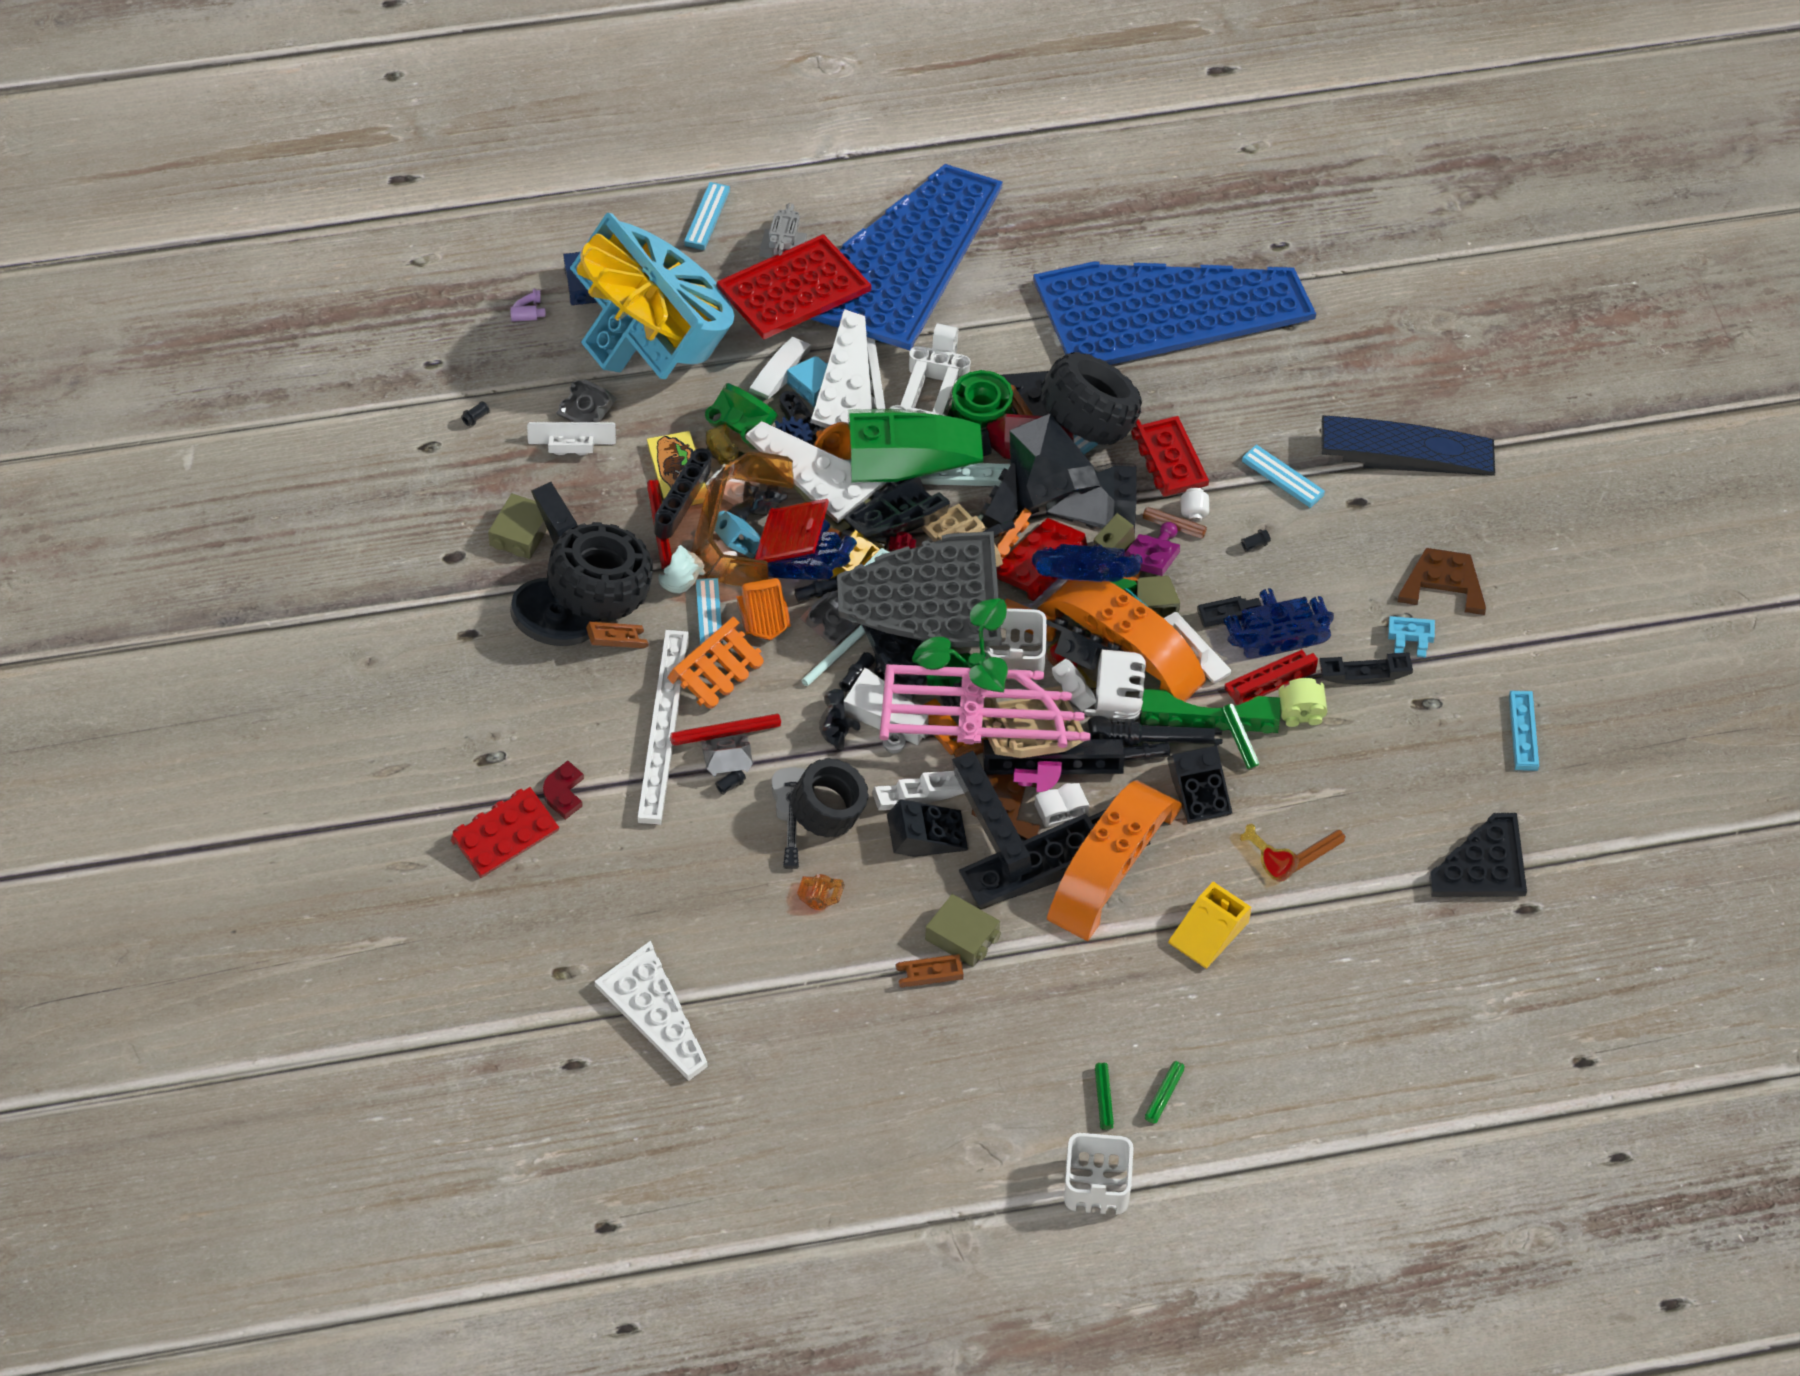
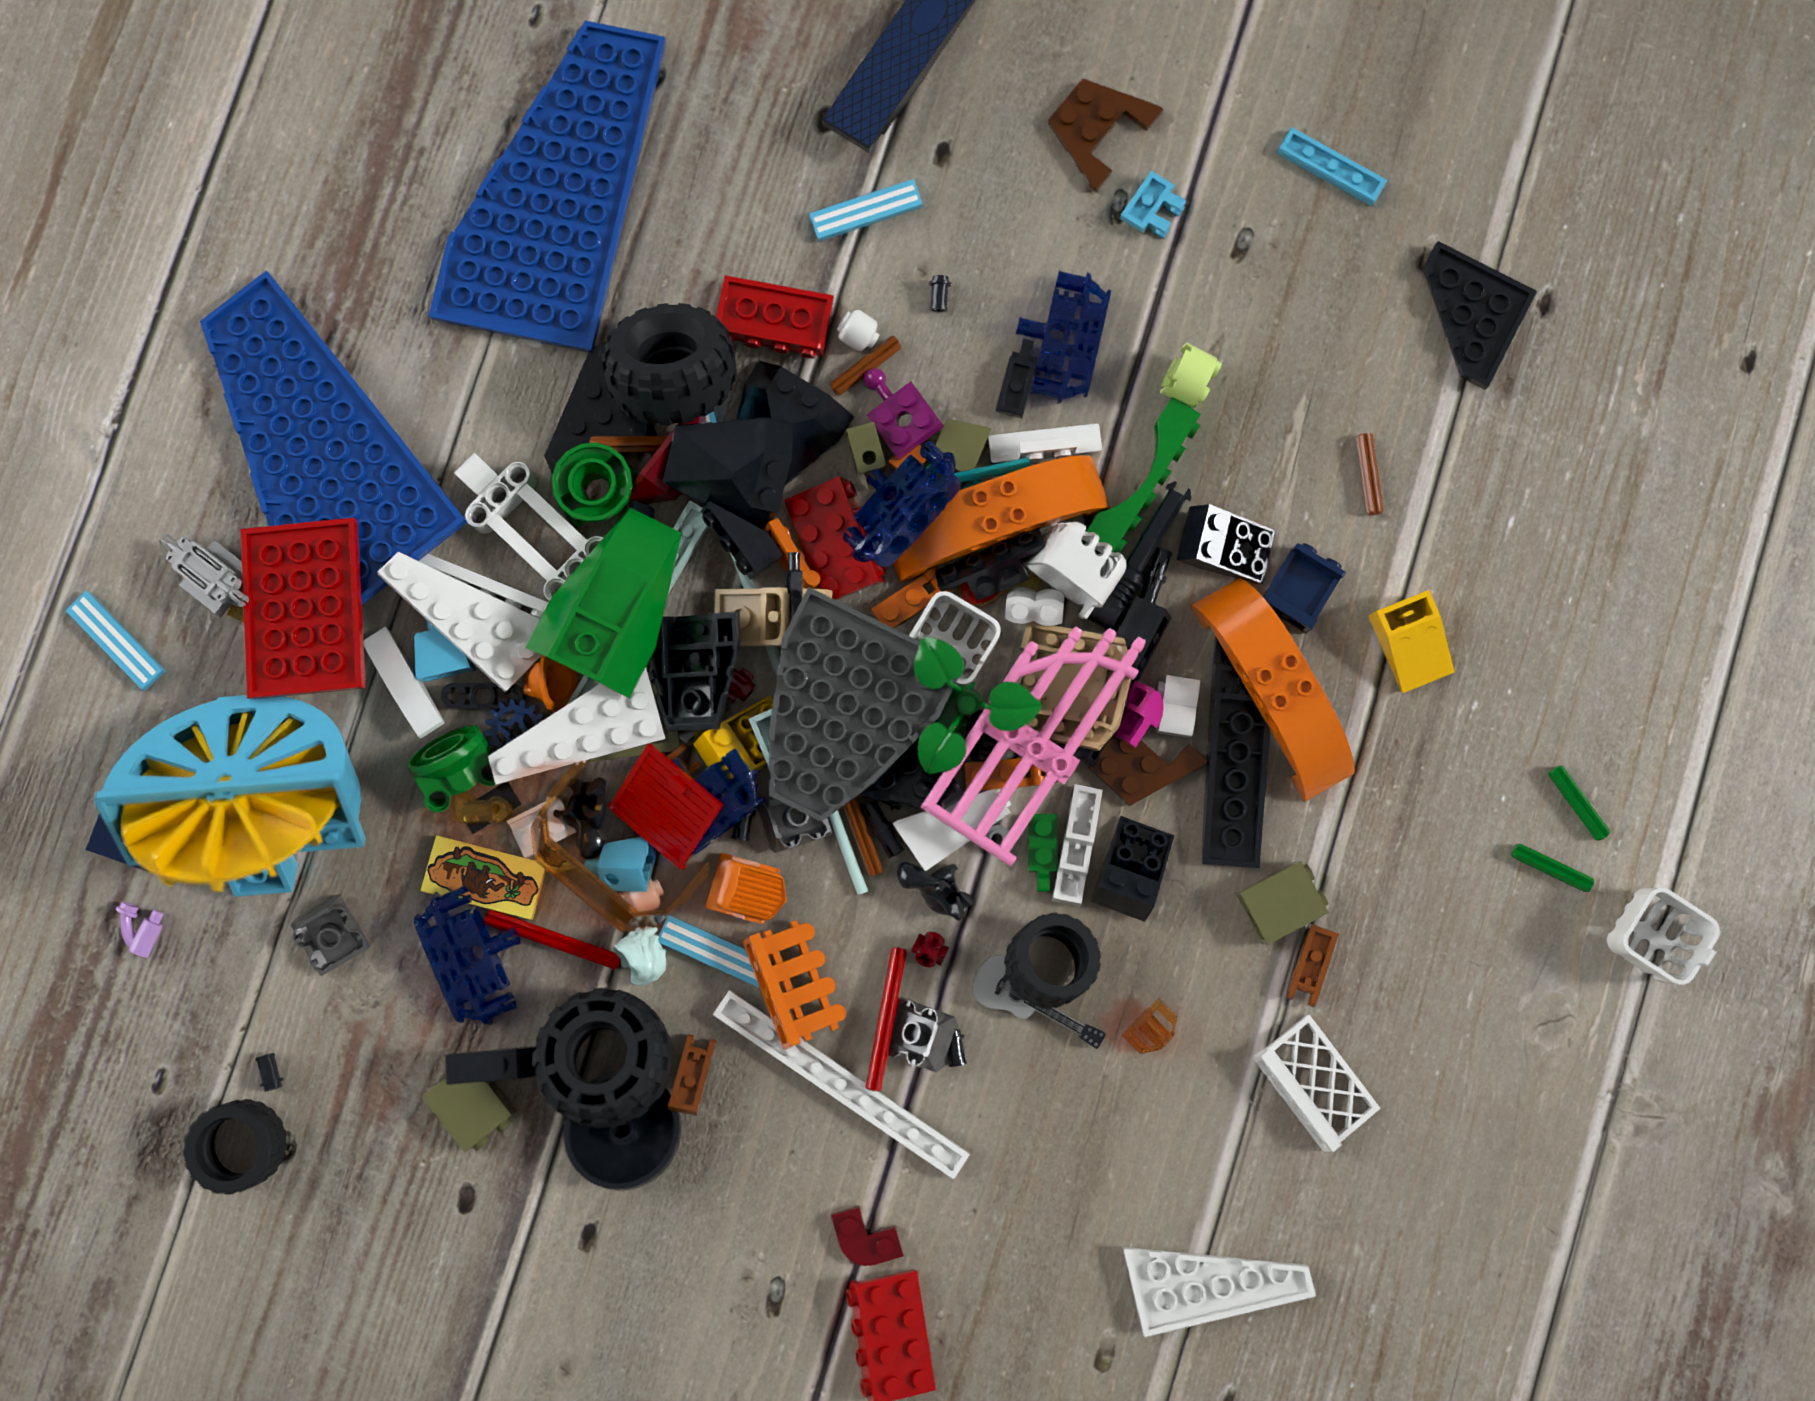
camera: 60 degrees left, 30 degrees up
(413, 394) = (201, 1155): none -> black tyre
(571, 436) = (371, 980): white bracket -> none
(618, 479) = (451, 963): none -> clear blue piece
(682, 493) = (520, 889): black beam -> none
(790, 733) = (929, 949): none -> dark red gear
(824, 1008) = (1297, 1098): none -> white fence
(844, 663) = (863, 837): none -> dark orange axle
(907, 769) = (1042, 848): none -> green plate
(992, 815) = (1168, 796): black brick -> none
(1201, 845) = (1303, 586): none -> dark blue panel
(1240, 736) = (1196, 468): green axle -> none
(1273, 680) = (1137, 386): red fence -> none
(1276, 862) = (1369, 523): clear yellow piece -> none
(1367, 671) = (1173, 279): black slope -> none

